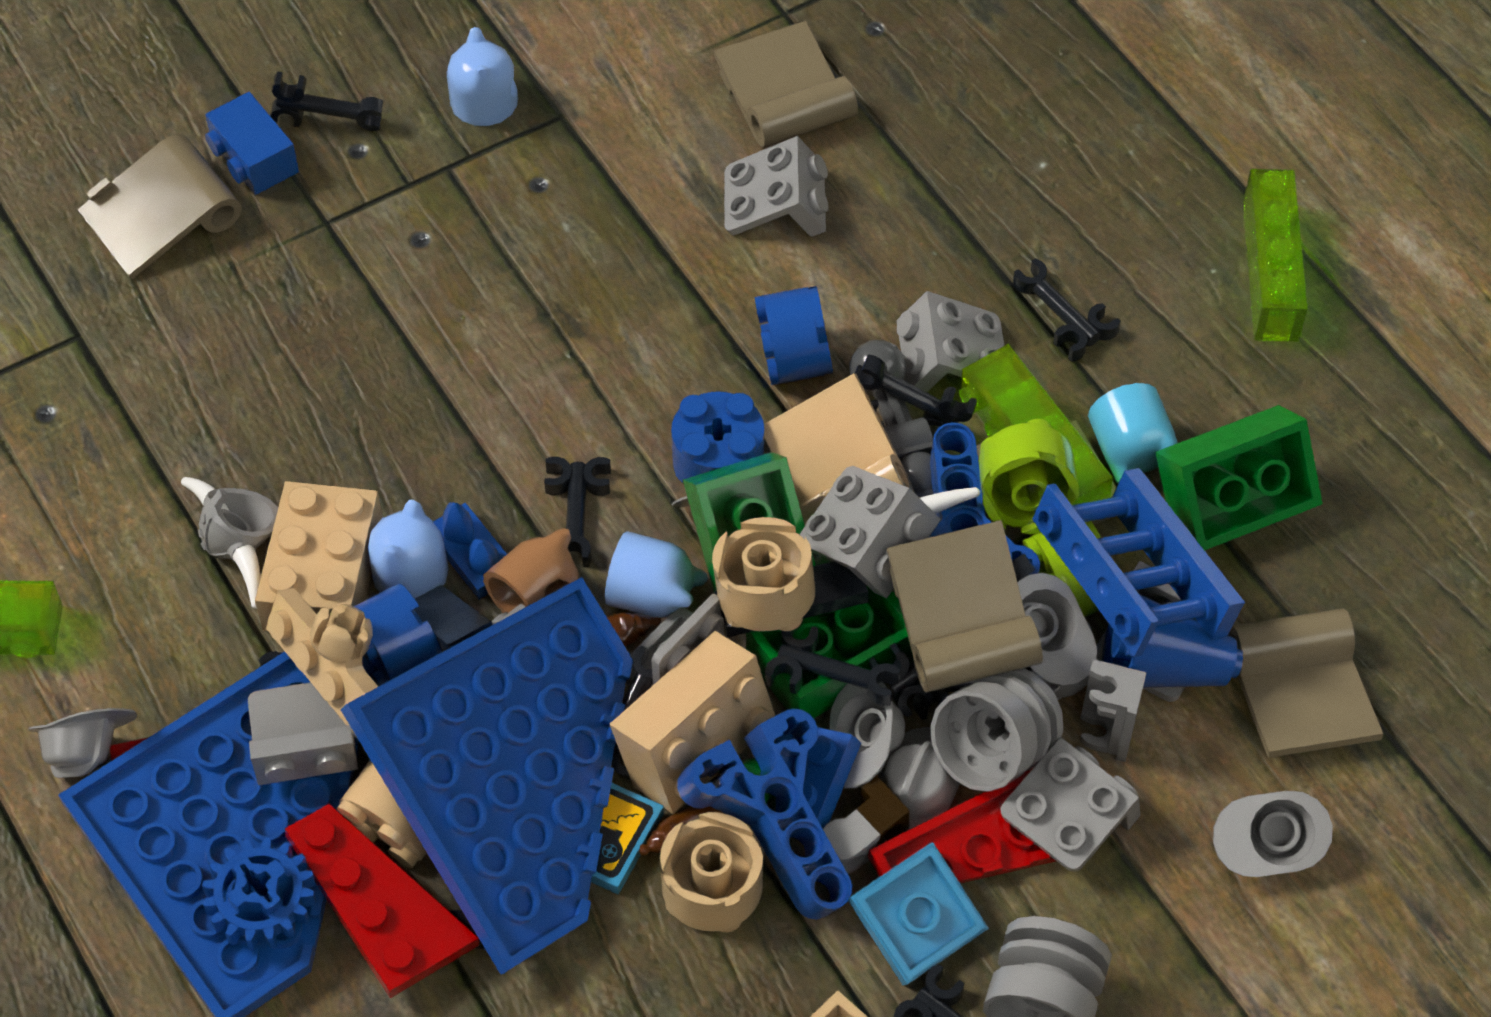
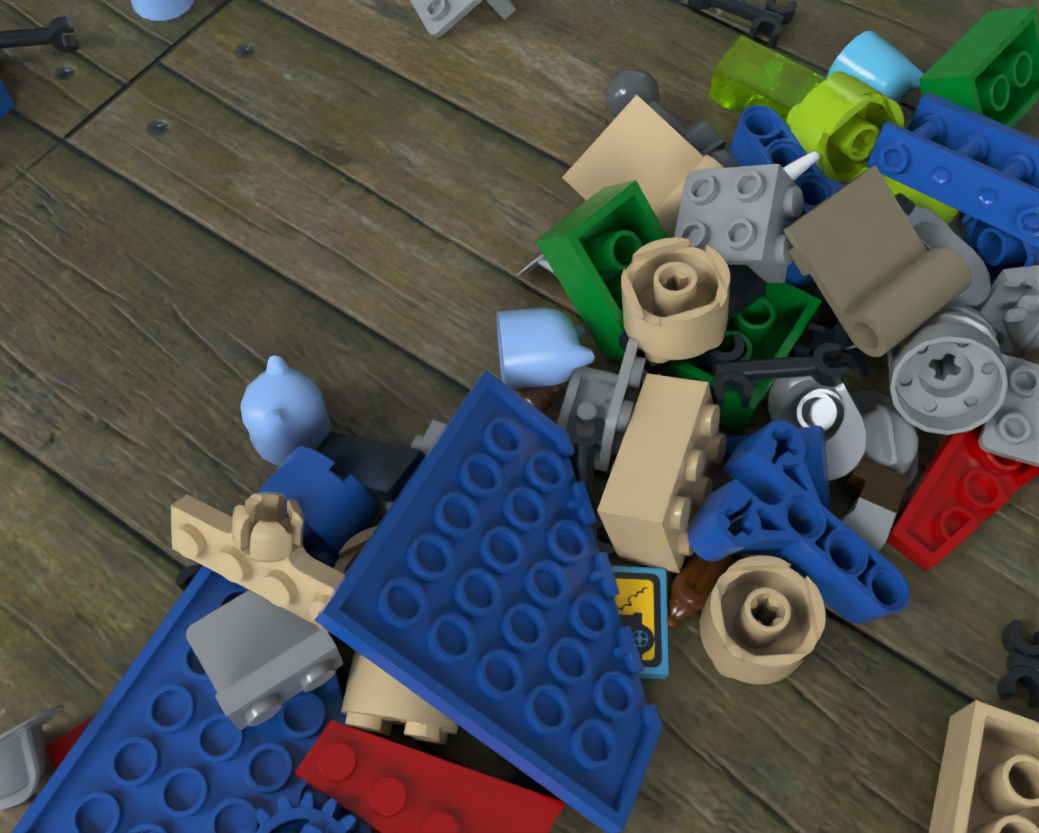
camera: 25 degrees left, 5 degrees up
(234, 526) = (90, 452): light grey helmet -> none
(319, 546) = (191, 443): tan brick -> none
(468, 545) = (349, 387): blue tile -> none
(531, 571) = (423, 387): medium nougat piece -> none
(576, 479) = (414, 285): black bar -> none
(715, 432) = (525, 201): blue brick -> none
(794, 335) = (548, 90): blue brick -> none
(917, 913) = (969, 578): dark azure tile -> none
(936, 411) = (713, 113): black bar -> none
(944, 338) = (672, 57): light grey bracket -> none

